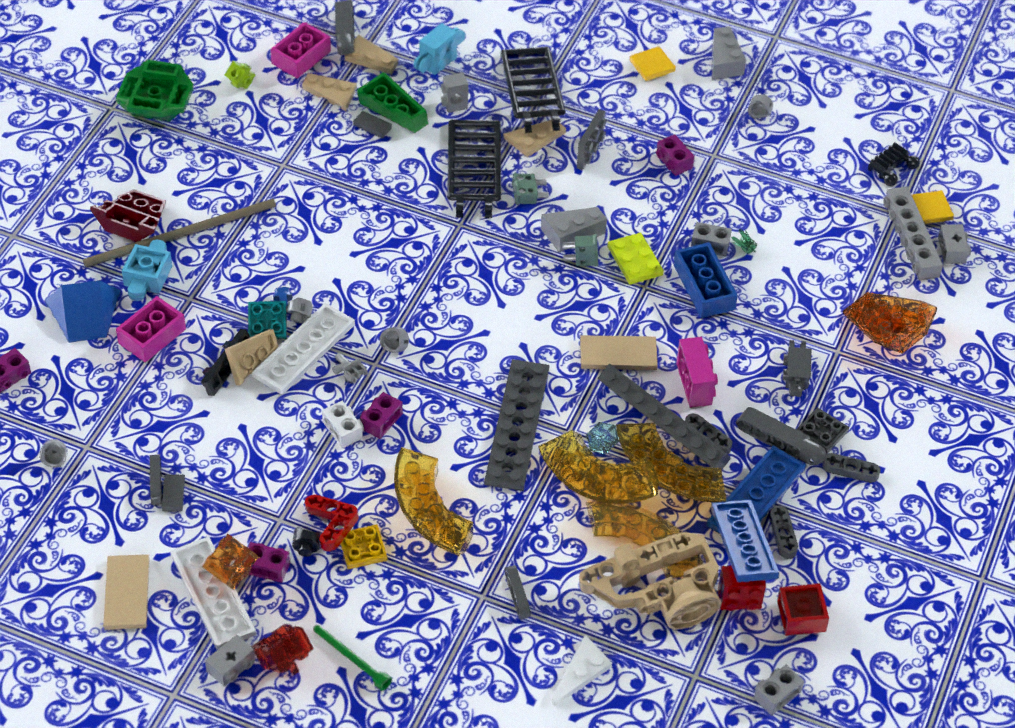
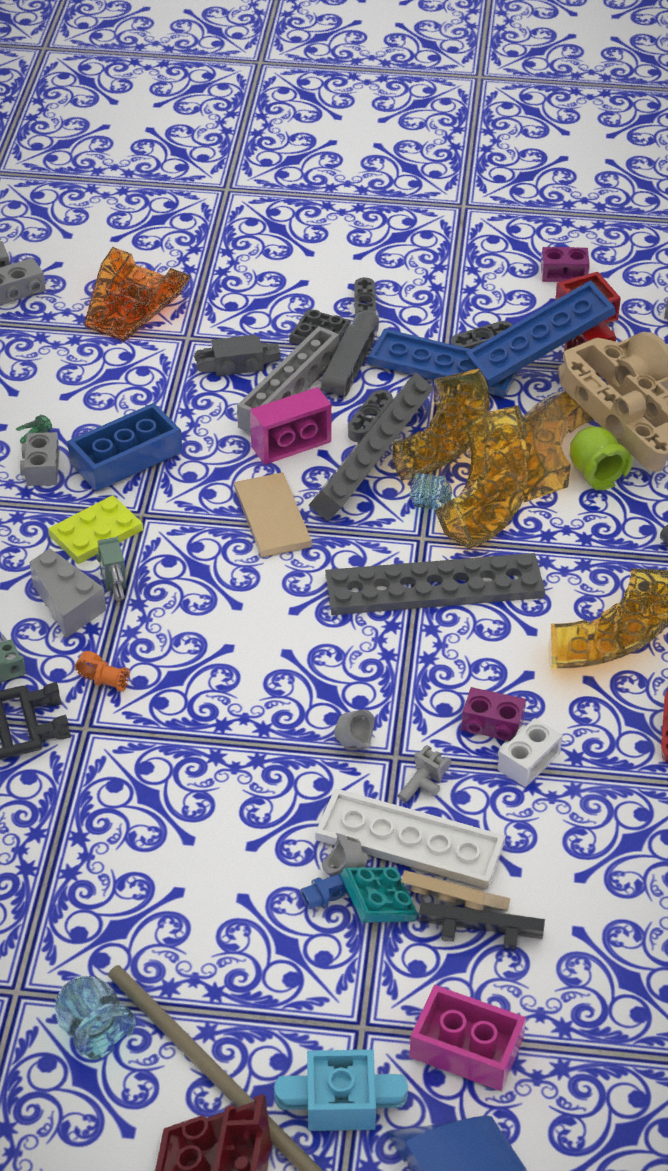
camera: 105 degrees left, 5 degrees down
(244, 179) = (93, 1016): none -> clear light blue tile
(496, 234) = (101, 671): none -> orange connector
(601, 544) = (599, 457): none -> lime tile
(753, 385) = (292, 374): none -> light grey brick
(865, 616) = (564, 263): none -> magenta brick

